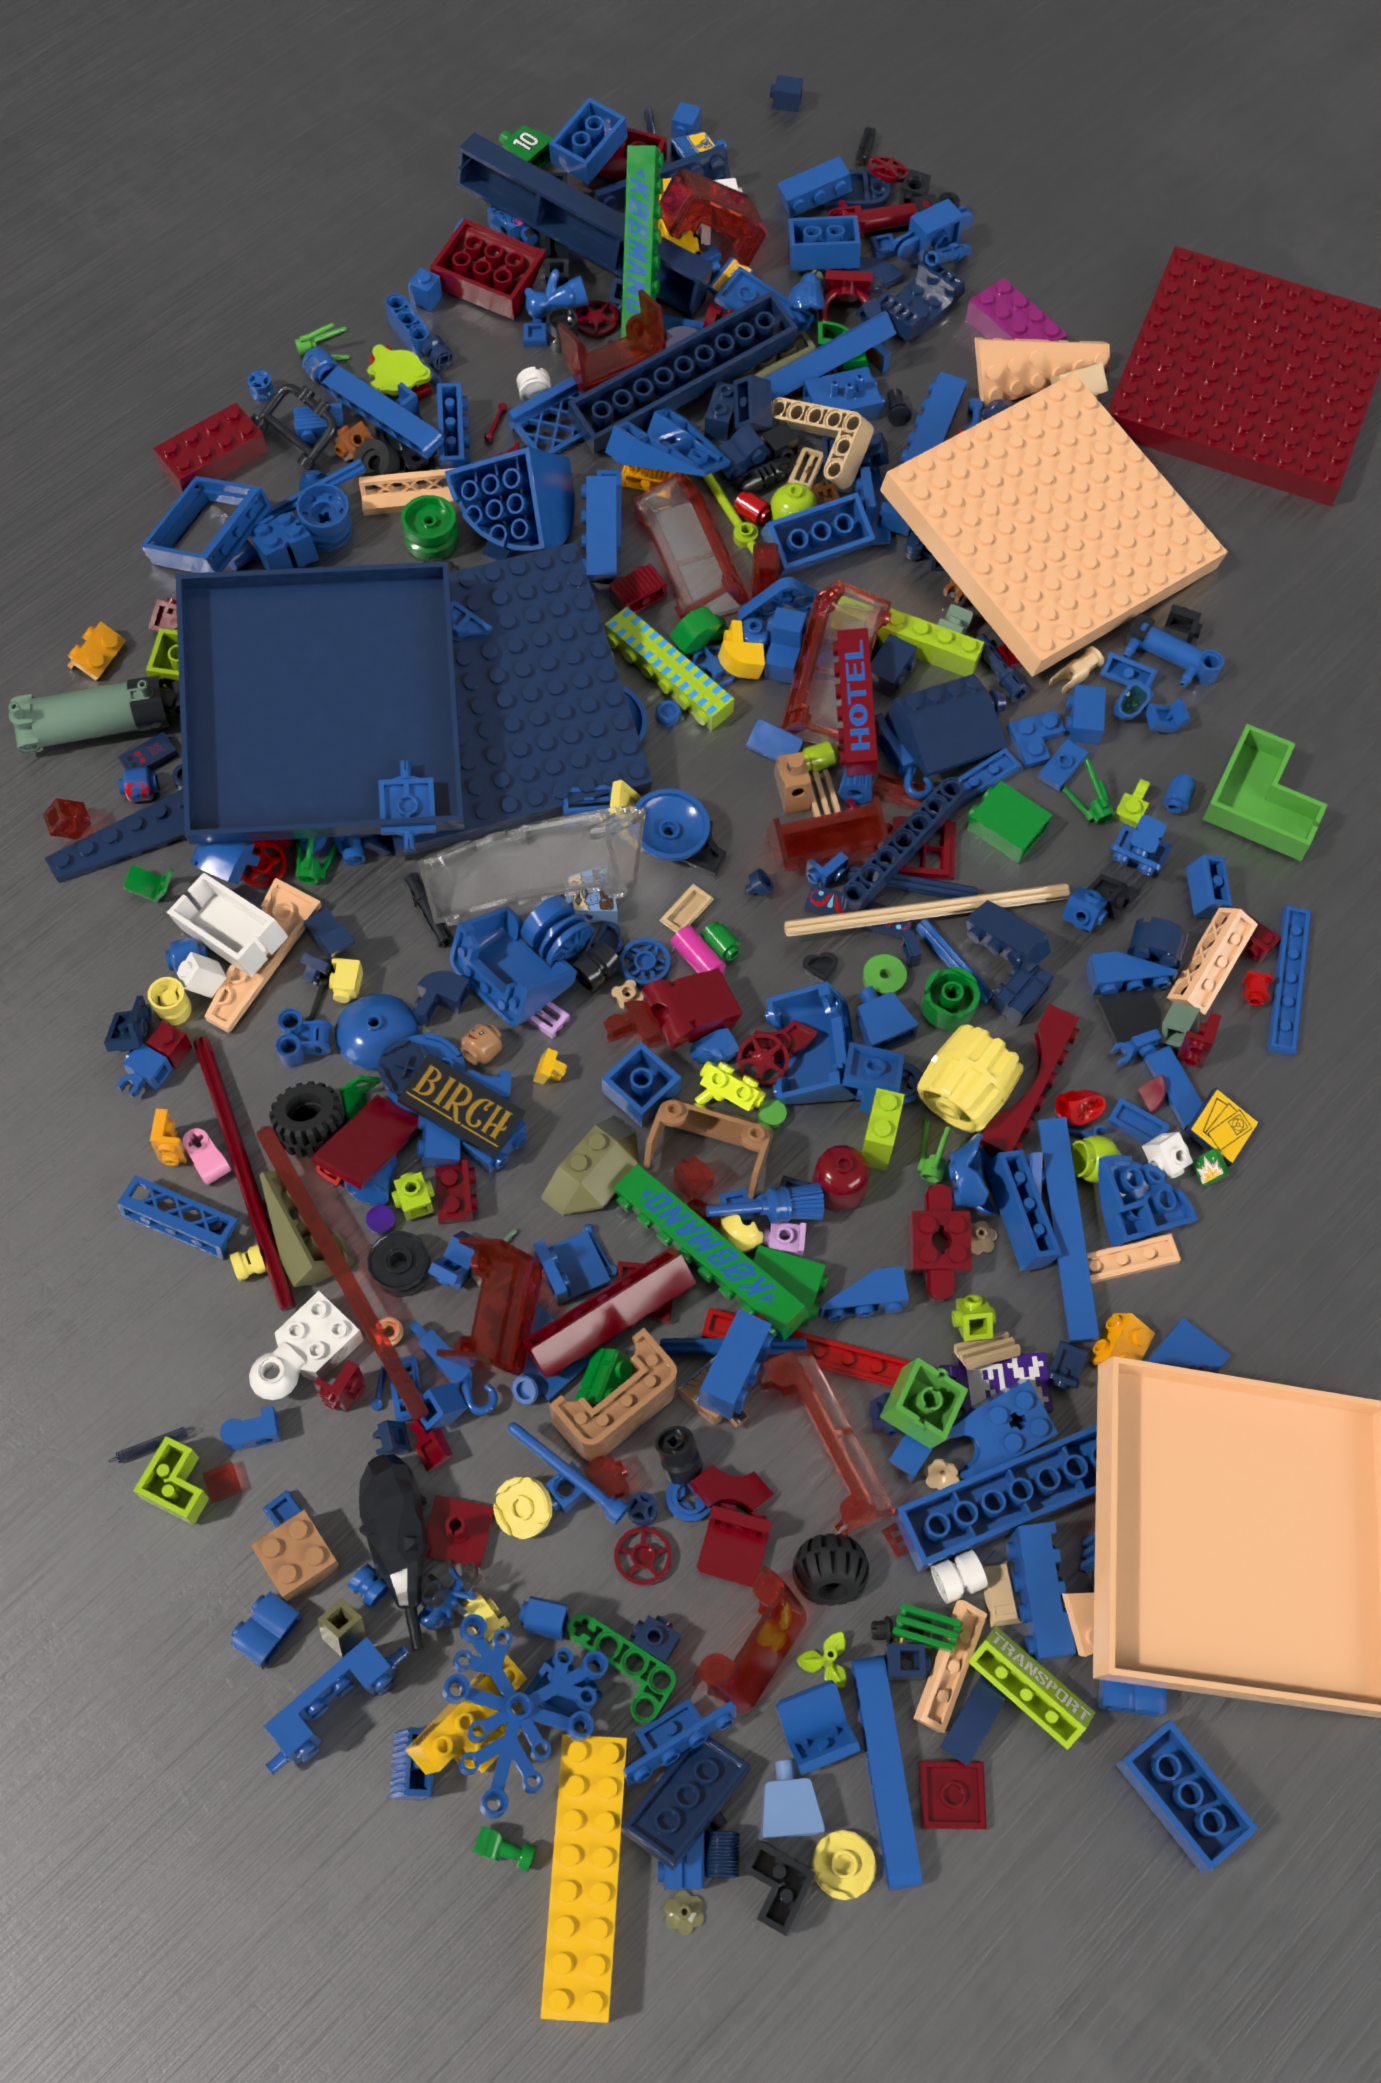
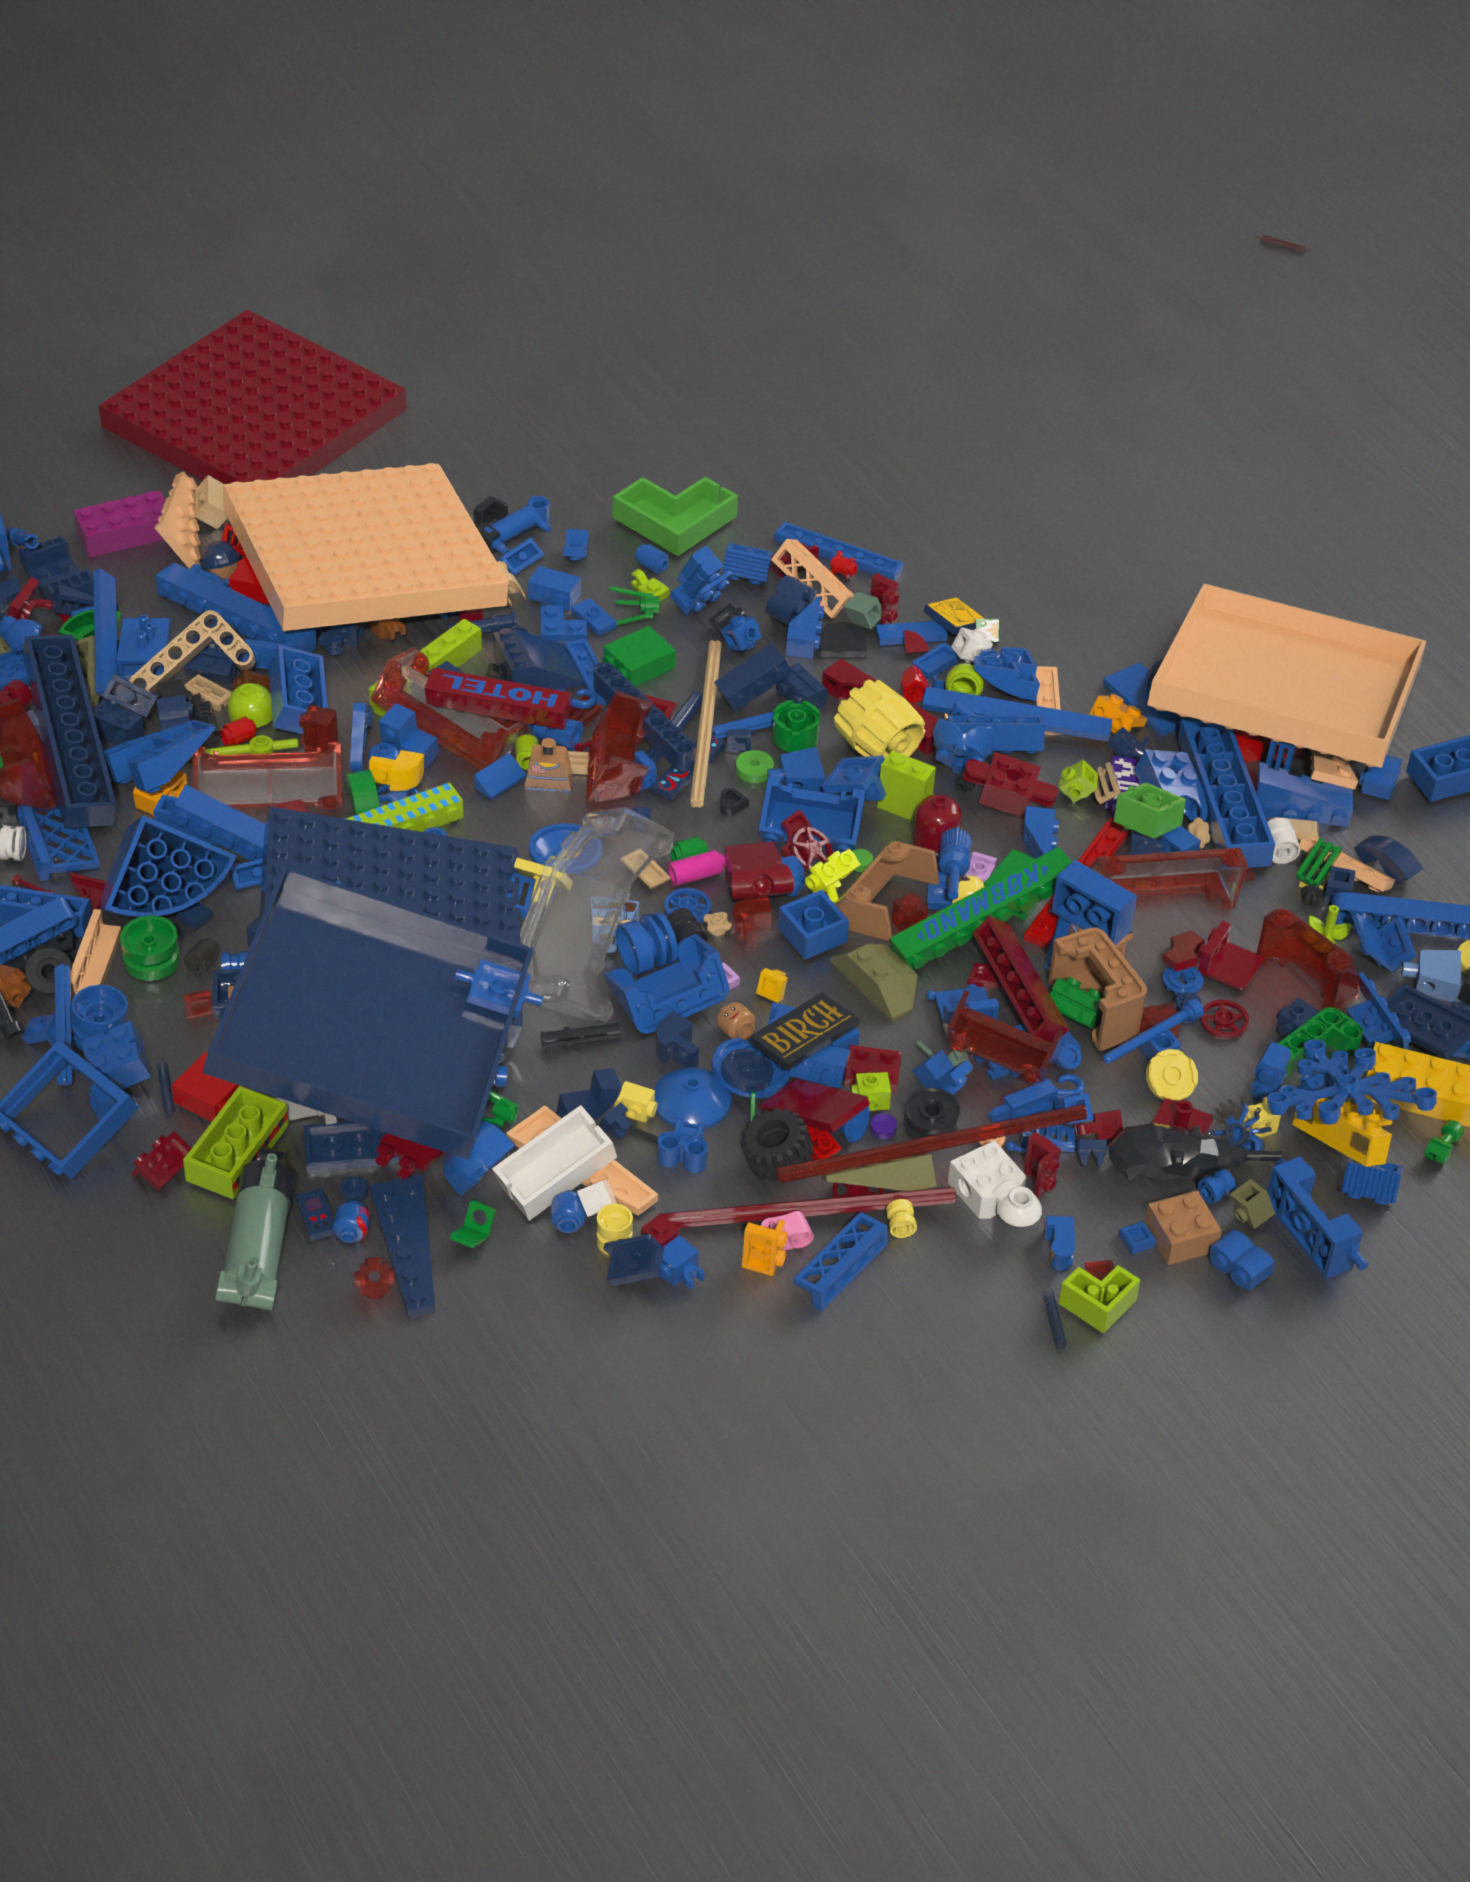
camera: 75 degrees left, 20 degrees down
(97, 651) = (166, 1235): light orange bracket -> none
(678, 1454) = (1152, 968): black wheel -> none
(830, 1569) = (1253, 903): black wheel -> none
(899, 413) = (176, 616): black pin -> none
(934, 1167) = (943, 776): bright green plant -> none
(952, 1795) = (1439, 886): dark red tile -> none
(957, 619) = (424, 635): sand green bracket -> none
(1032, 1687) = (1372, 820): lime brick -> none
(1132, 700) = (553, 556): rock -> none
(1138, 1045) = (872, 638): blue plate -> none

